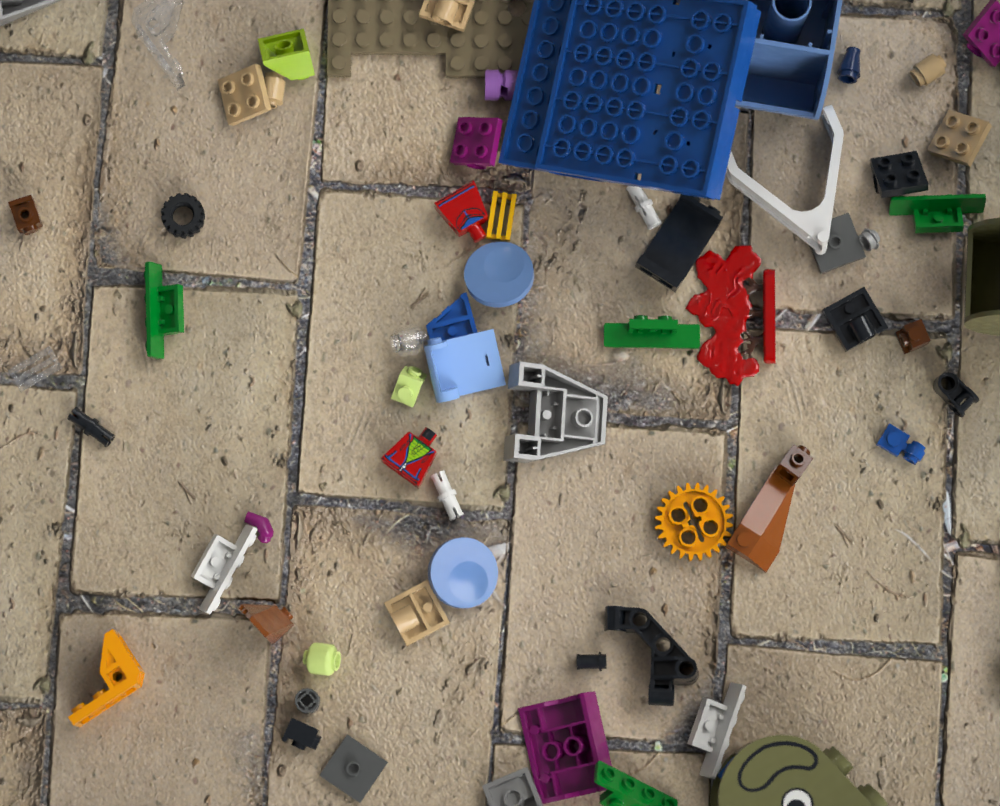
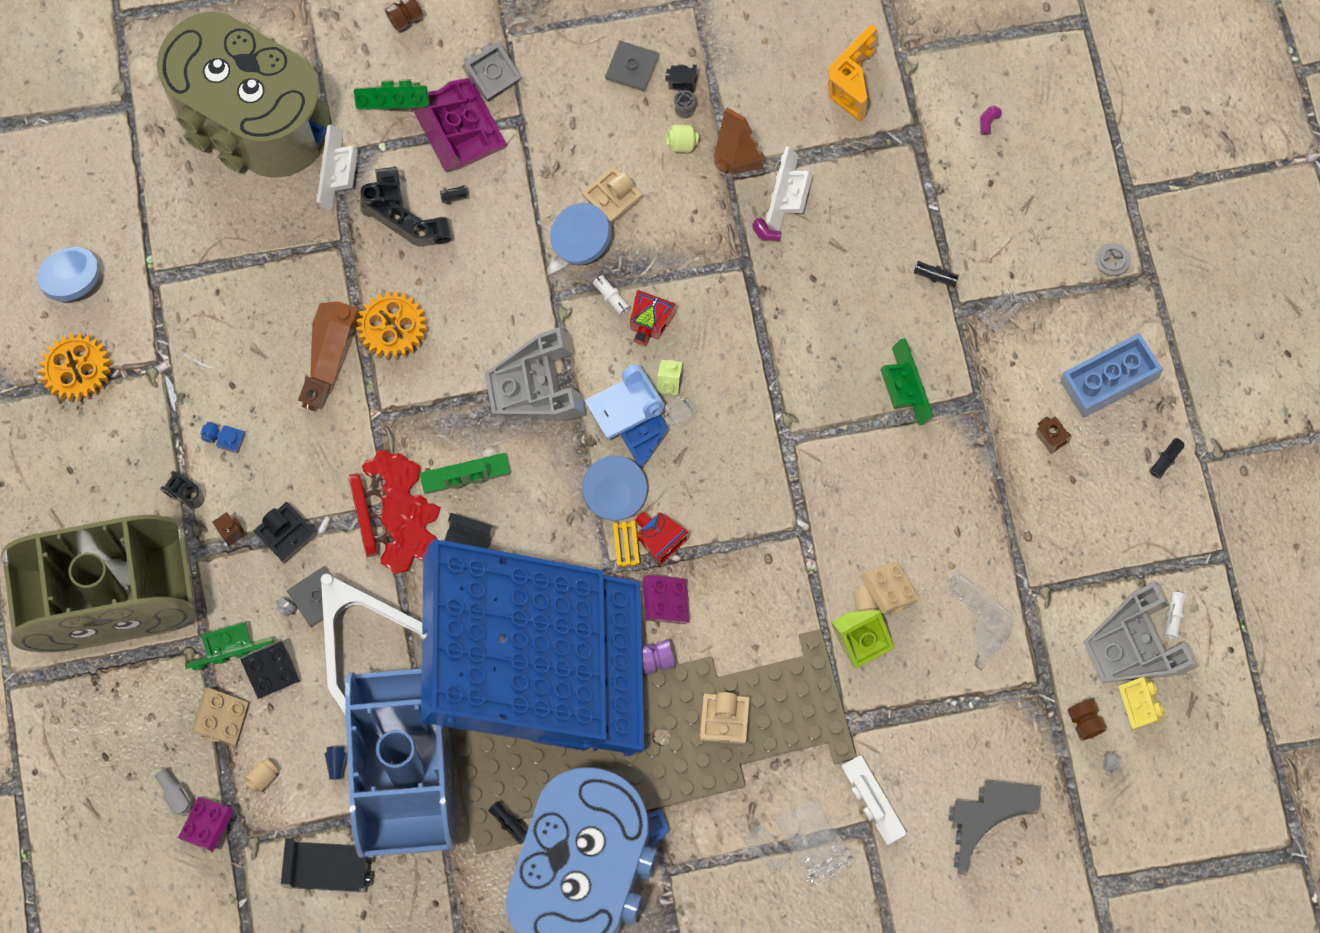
camera: 175 degrees right, 10 degrees down
(183, 201) = (915, 457): black tyre -> none

